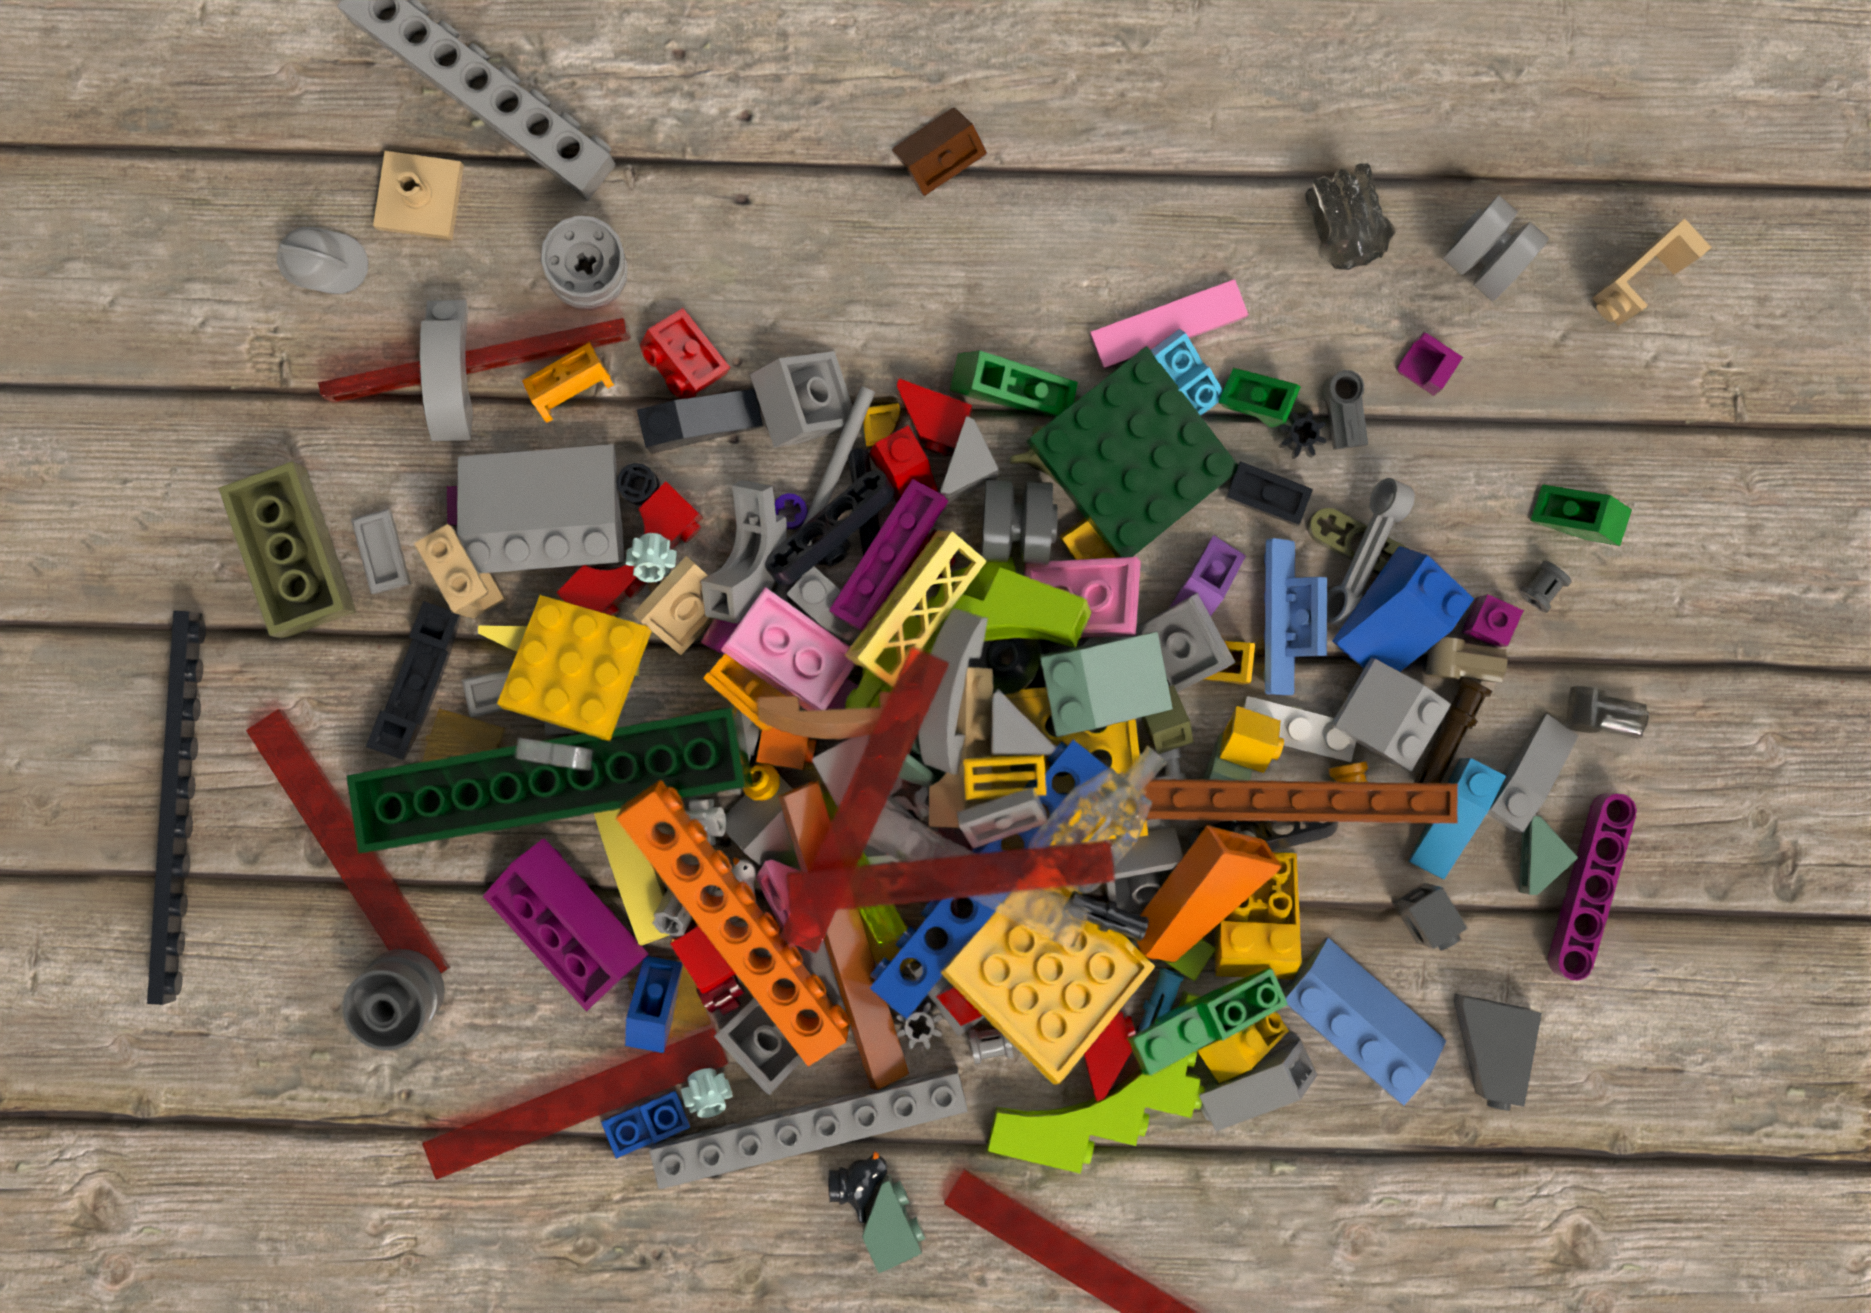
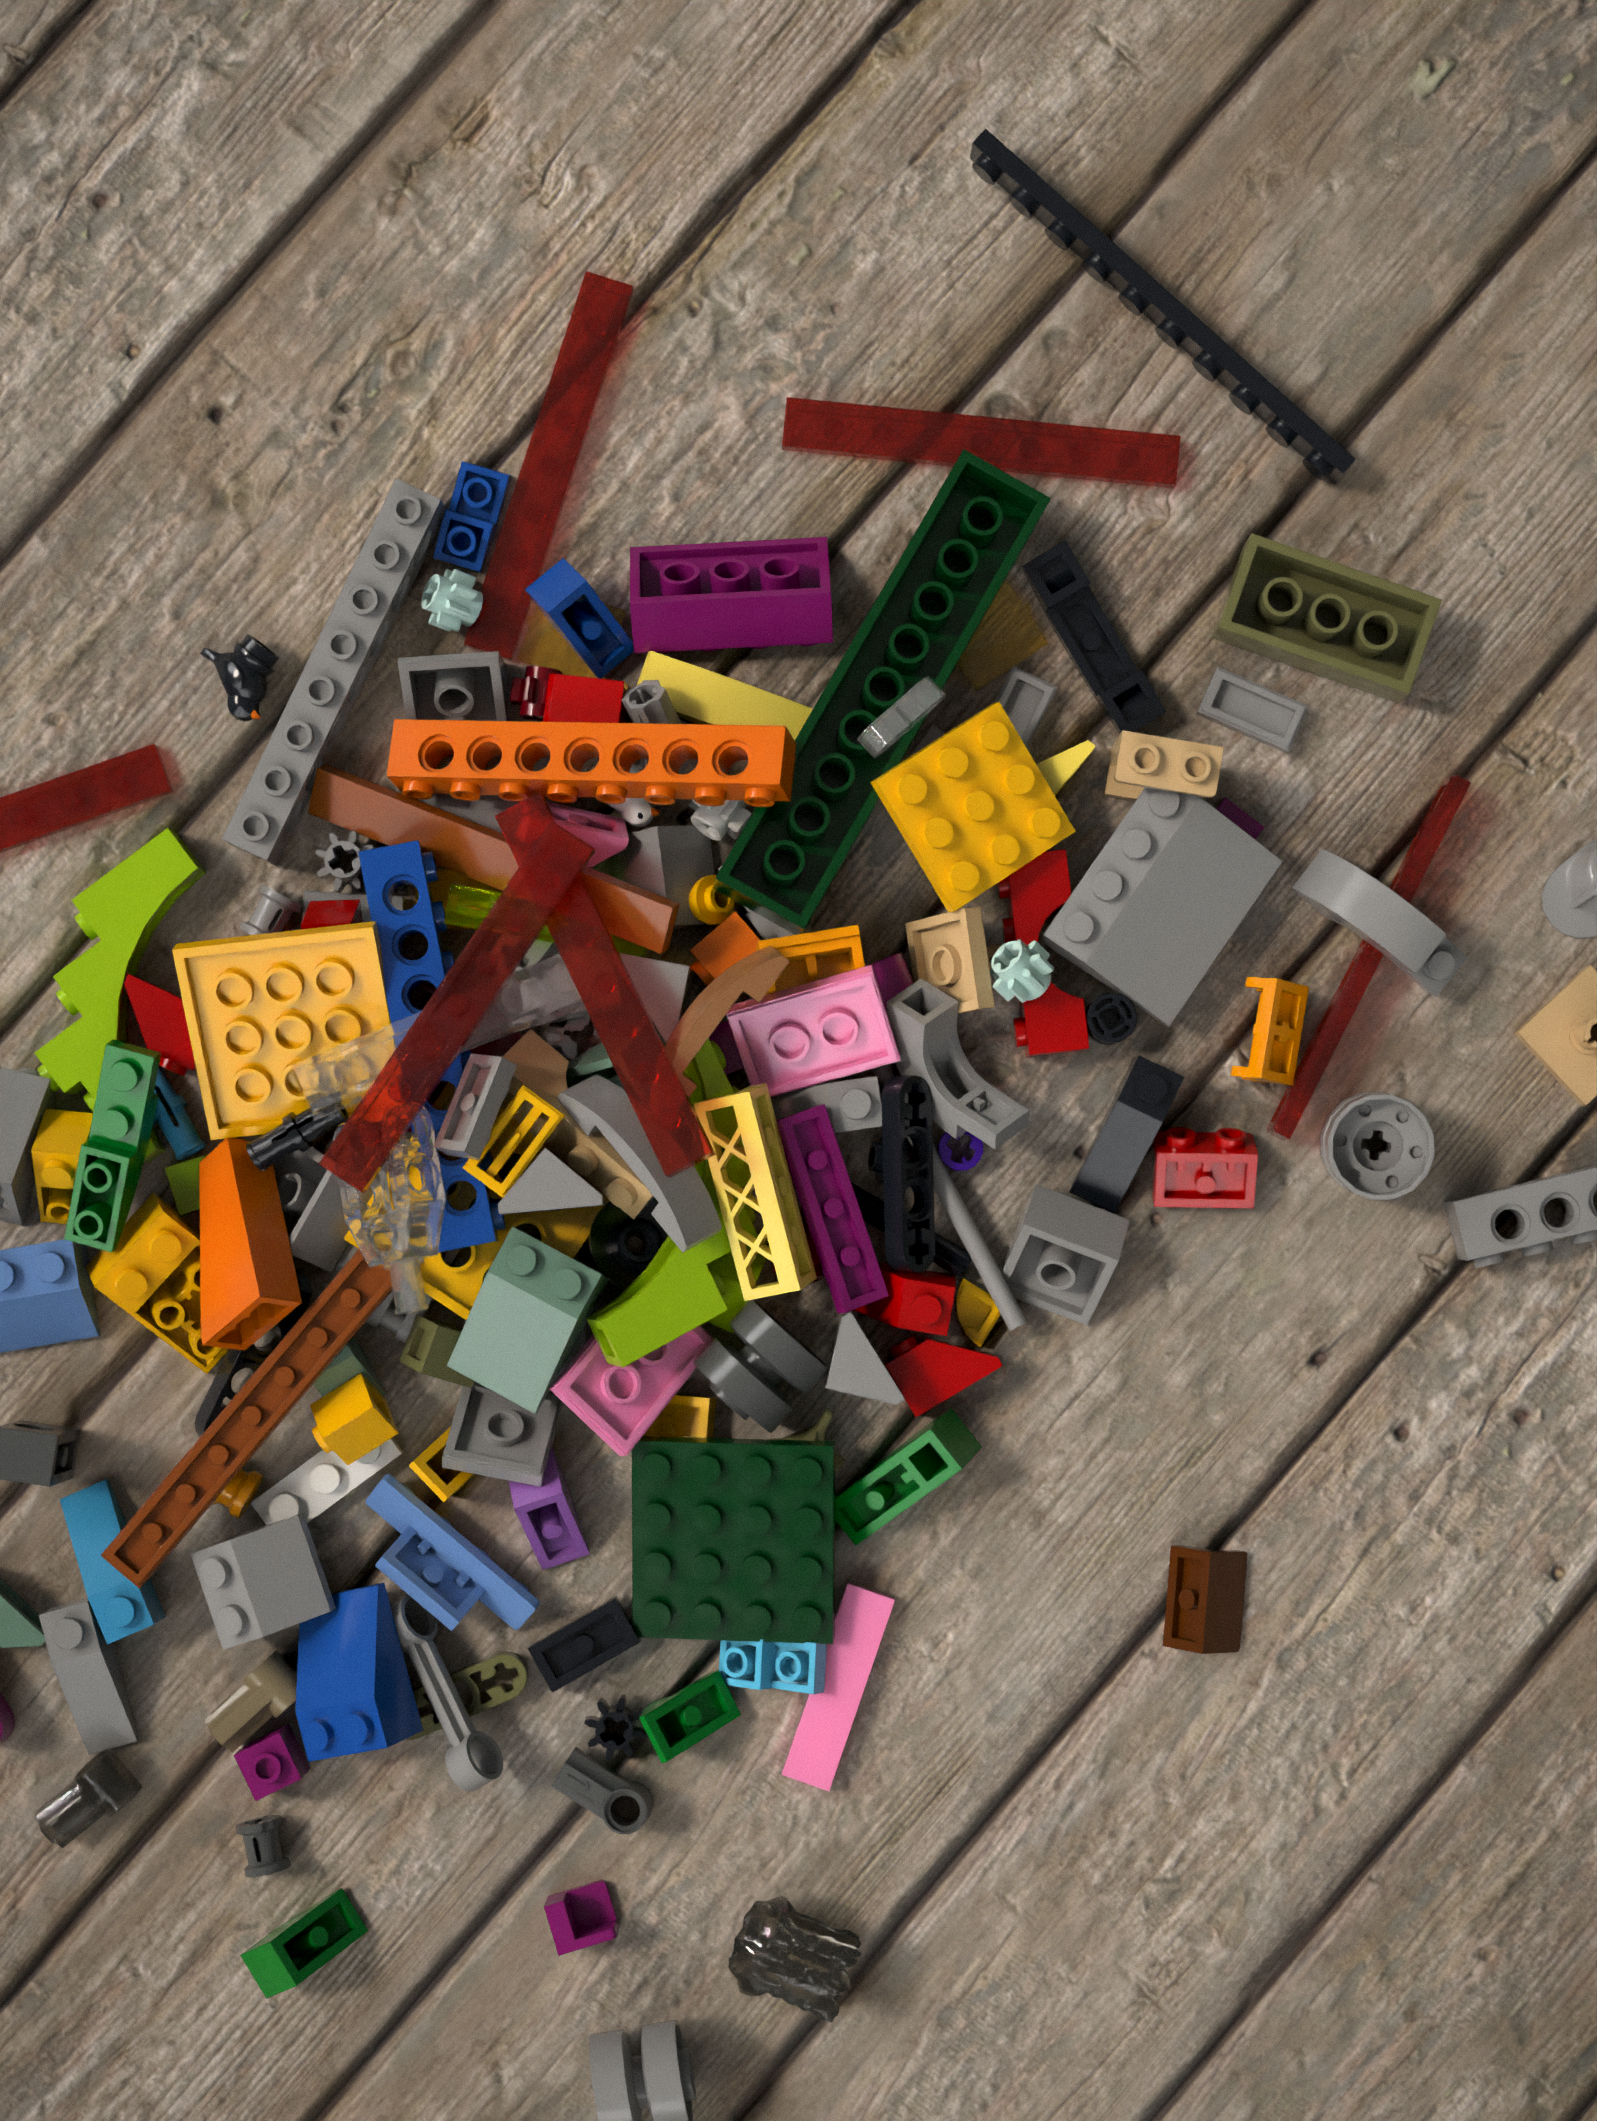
camera: 130 degrees right, 0 degrees up
(393, 999) = (792, 369): dark grey wheel -> none
(889, 1230) = (173, 670): sand green slope -> none
(1458, 719) = (202, 1644): dark brown pin -> none

